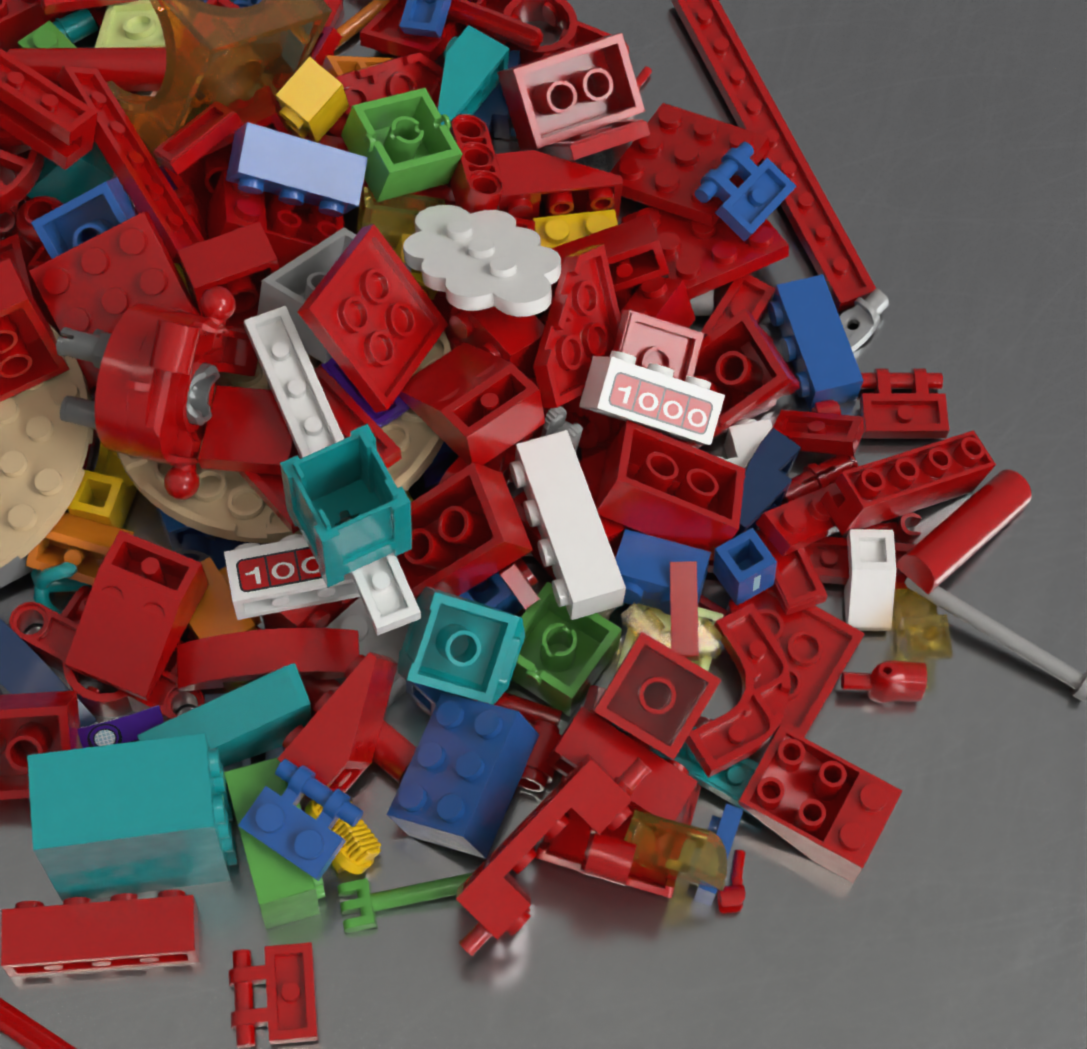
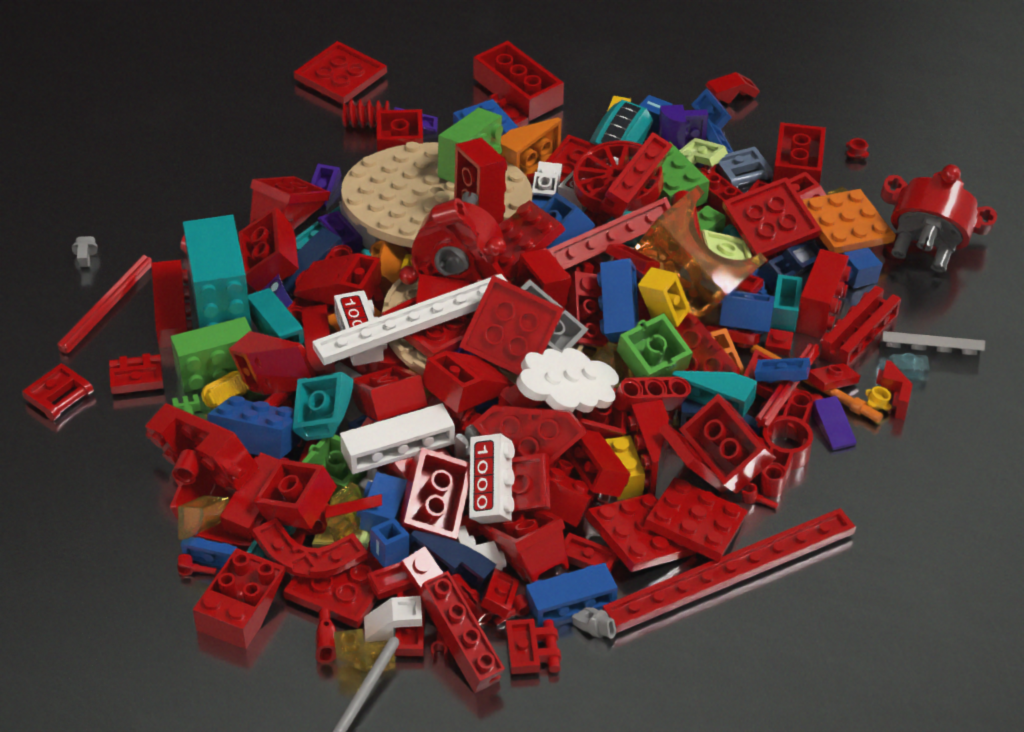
camera: 90 degrees right, 20 degrees down
(292, 832) = (213, 341): blue plate -> none
(345, 483) = (370, 302): teal container -> none
(755, 198) = (662, 538): blue plate -> none
(966, 530) = (432, 671): red brick -> none

